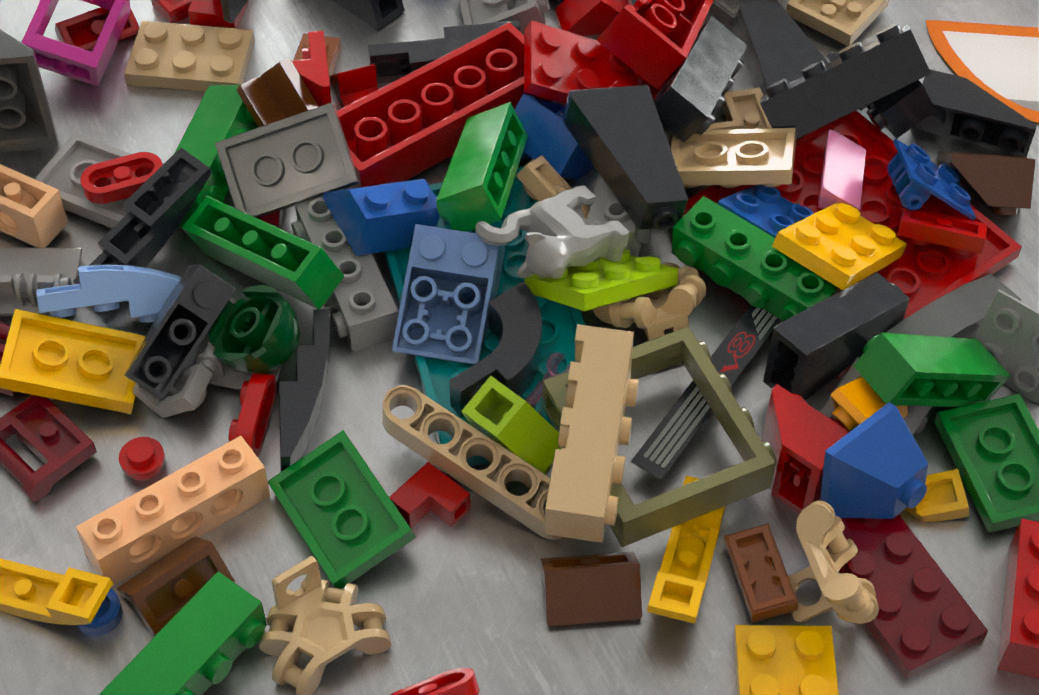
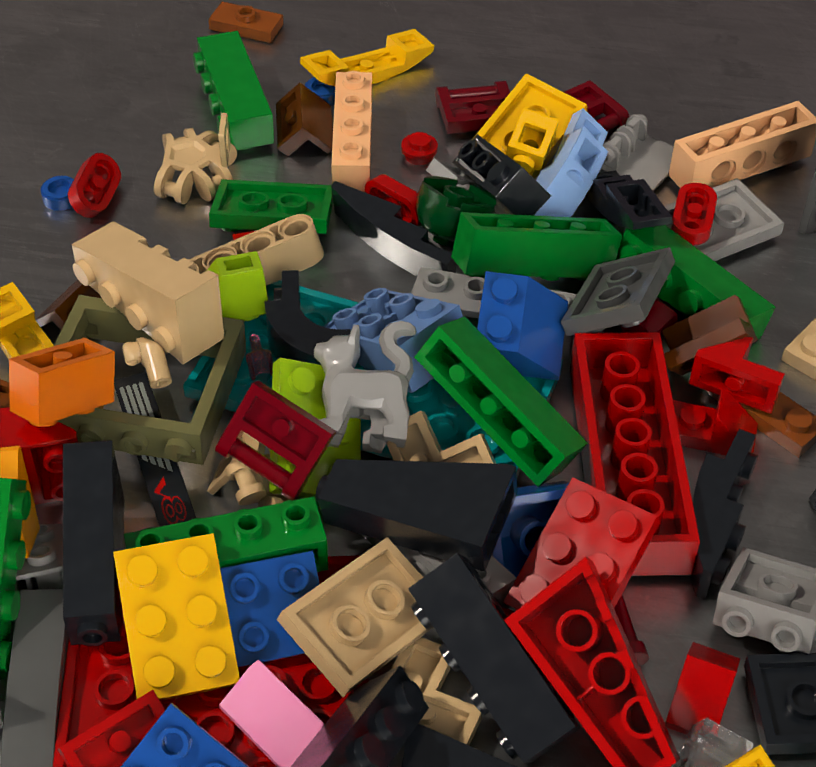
camera: 125 degrees right, 5 degrees down
(108, 323) = (532, 139): none -> yellow brick
(650, 396) = (152, 357): none -> tan arm
(662, 253) = (281, 428): none -> dark red plate
(754, 399) = (61, 381): none -> orange brick

